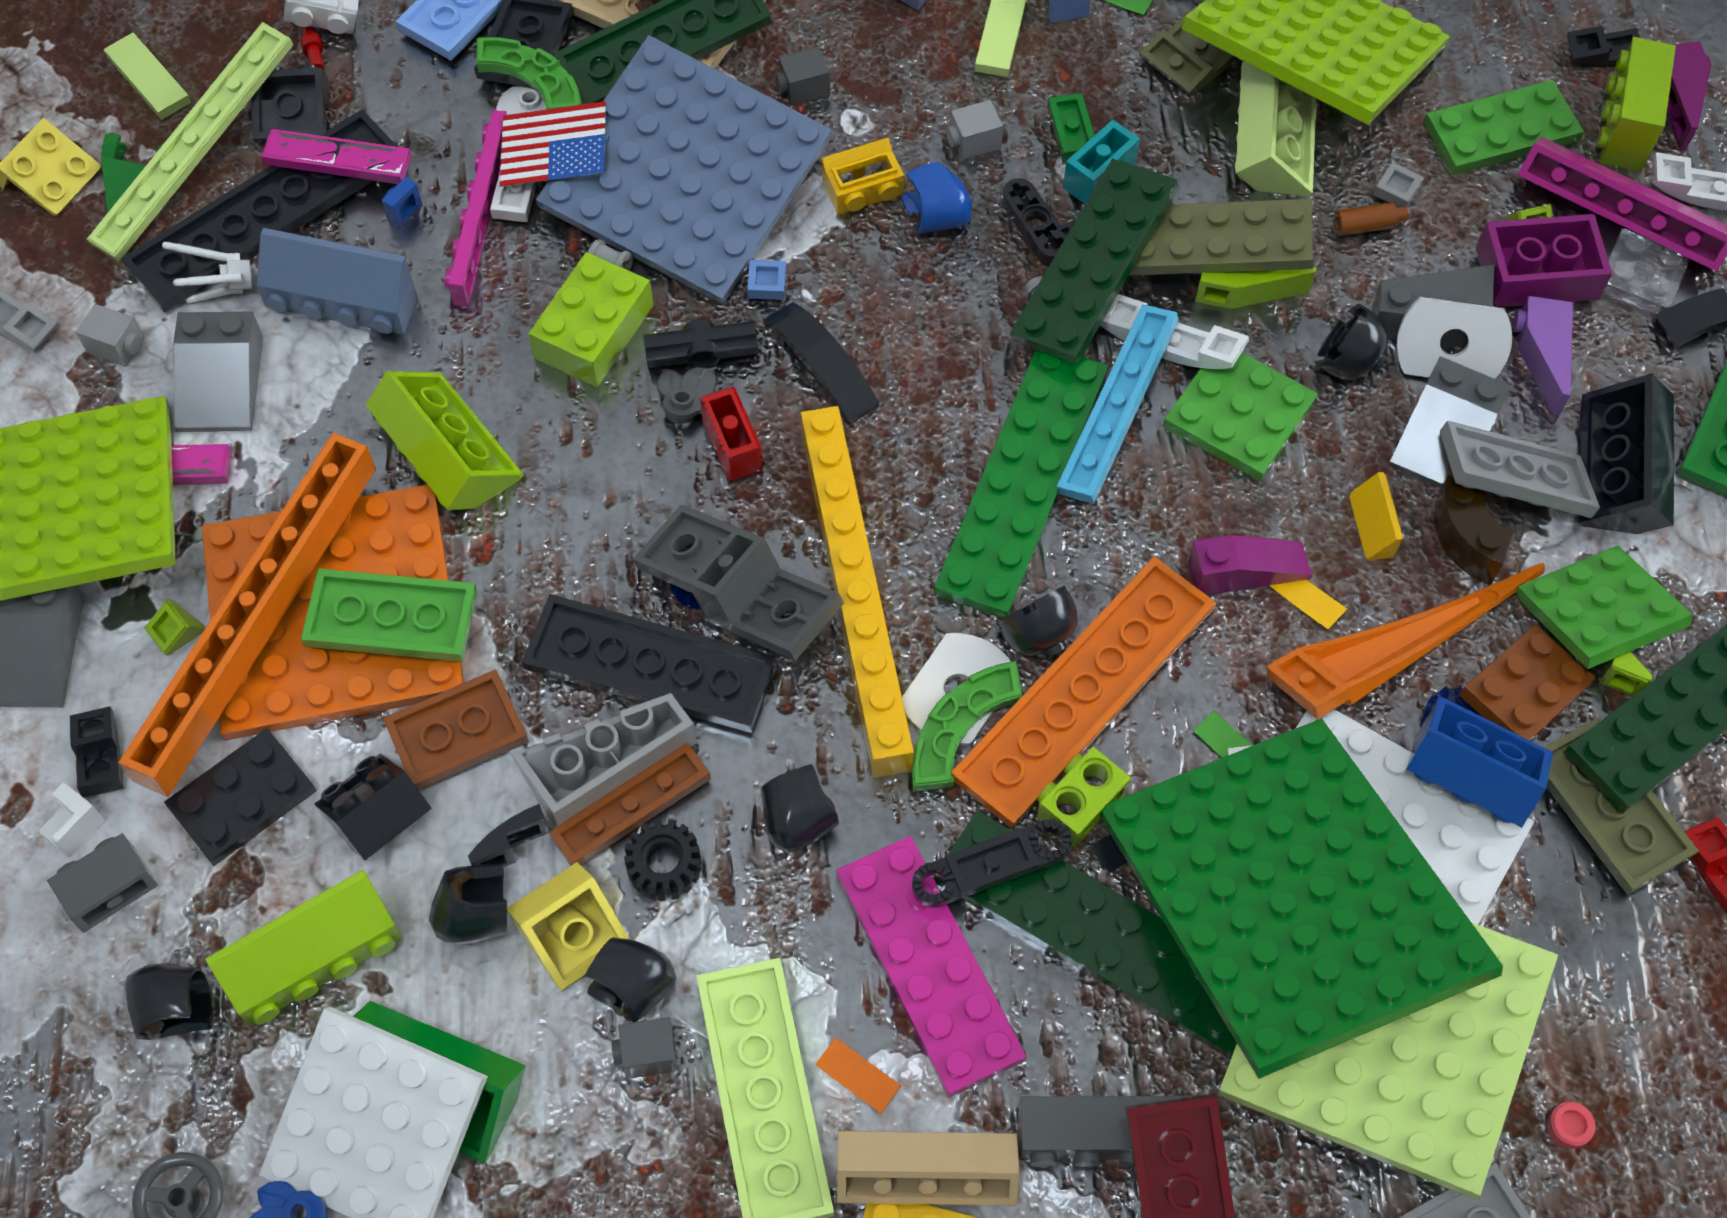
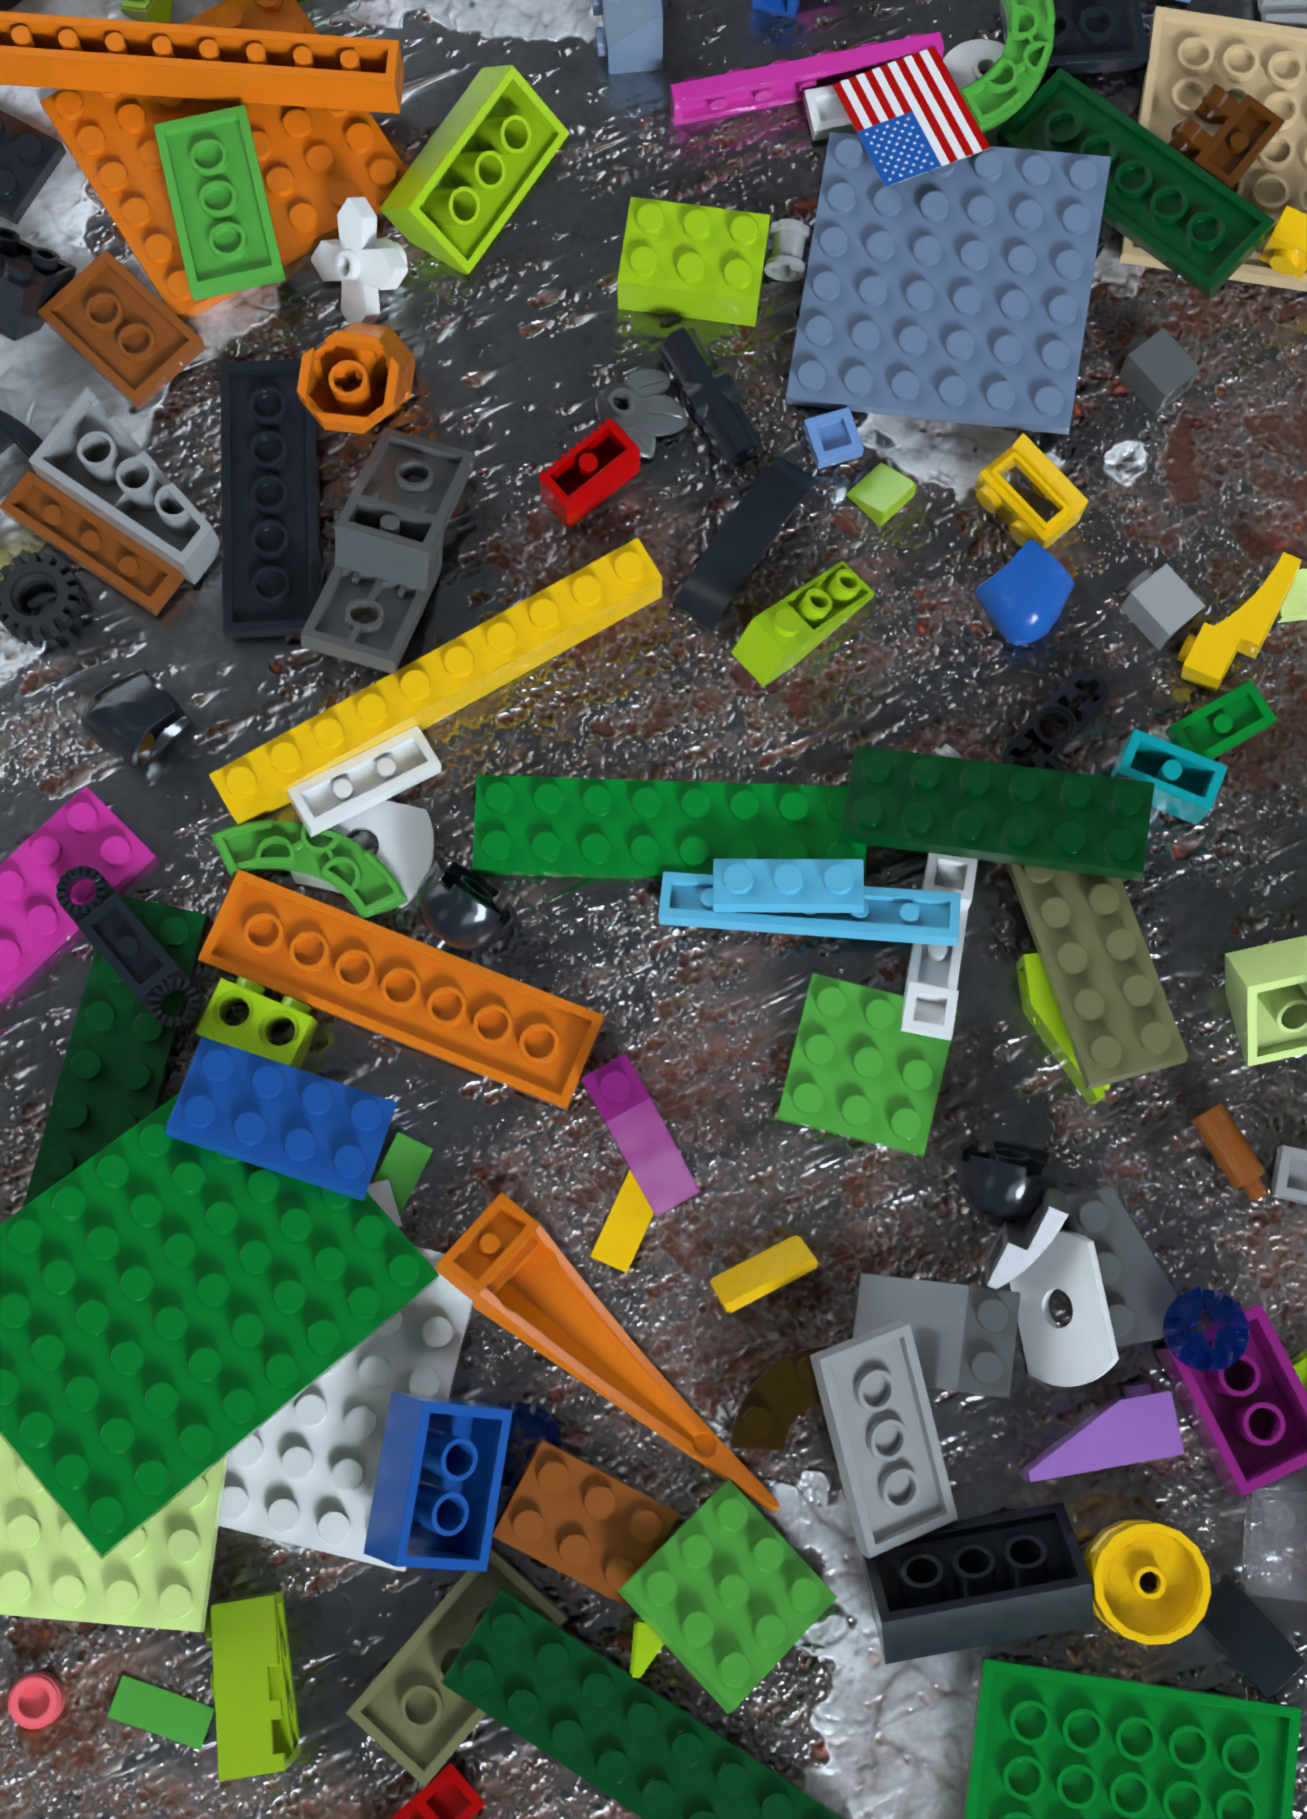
camera: 70 degrees right, 15 degrees up
(490, 533) = (360, 261): none -> white plant
(589, 557) = (356, 377): none -> orange brick
(821, 264) = (882, 493): none -> lime slope
(901, 343) = (800, 622): none -> lime slope
(914, 662) = (364, 781): none -> white plate
(1021, 110) = (1214, 649): none -> yellow slope
(1100, 405) = (788, 885): none -> medium azure plate
(1171, 784) = (281, 1118): none -> blue plate
(1409, 347) = (1019, 1246): none -> flat silver slope
(1509, 263) = (1191, 1346): none -> clear blue gear
(1599, 1035) = (161, 1712): none -> bright green sticker
(1606, 949) = (252, 1686): none -> lime wedge
(1654, 343) = (1176, 1582): none -> yellow wheel

